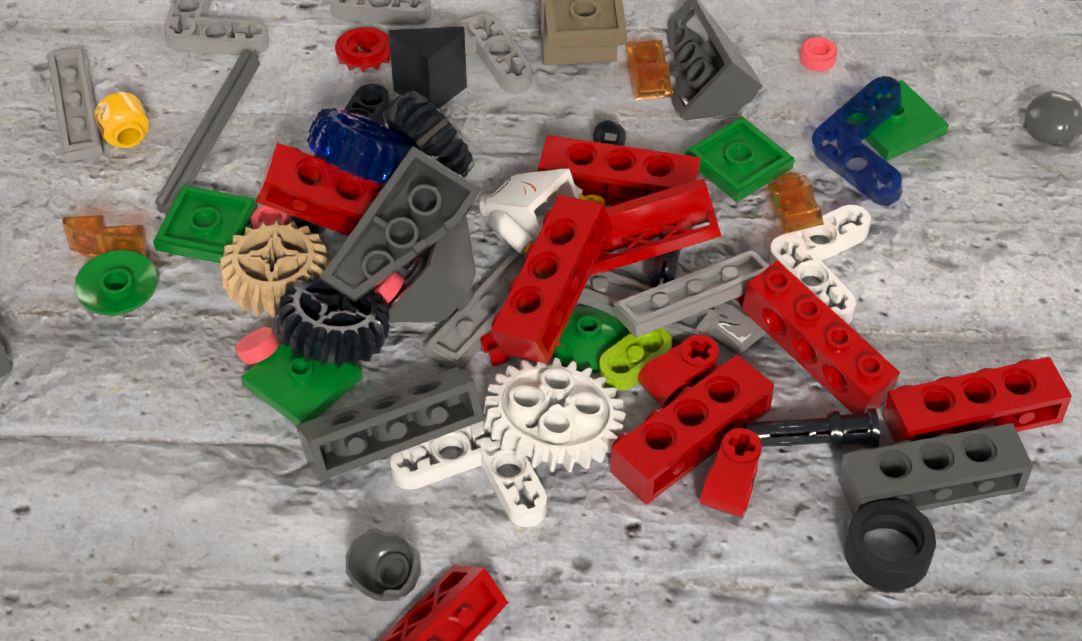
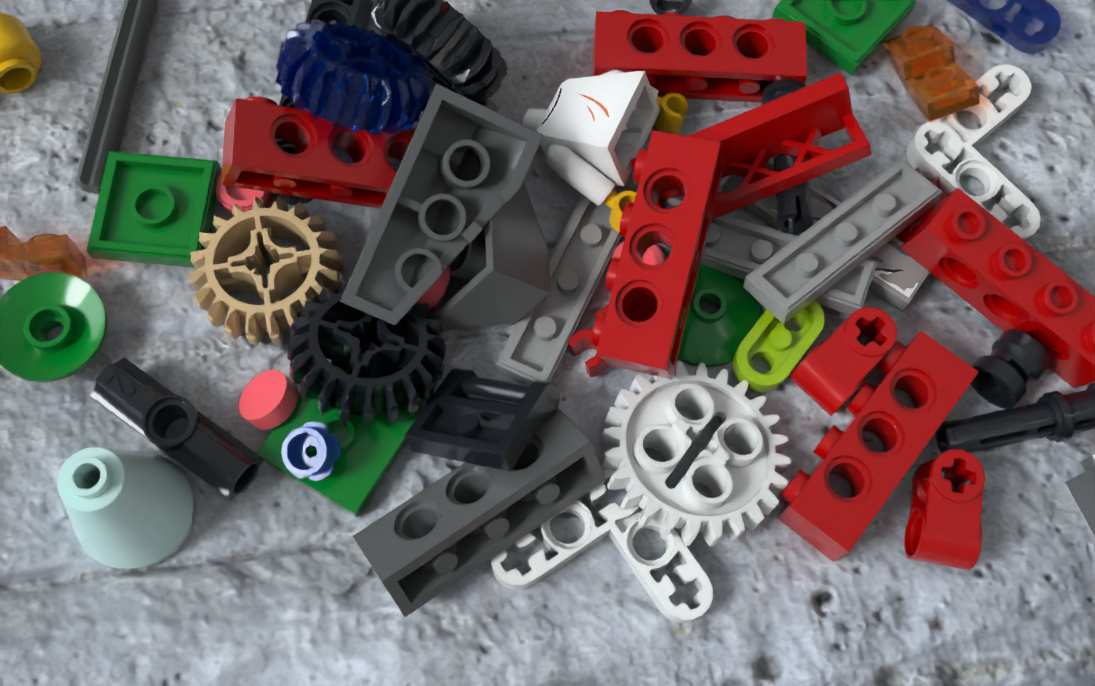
camera: 15 degrees left, 20 degrees up
(143, 386) = (126, 505): none -> light aqua cone
(190, 353) = (150, 410): none -> black piece
(272, 366) = (296, 454): none -> plate
(403, 367) = (478, 431): none -> black plate
(808, 392) = (1010, 366): none -> black wheel

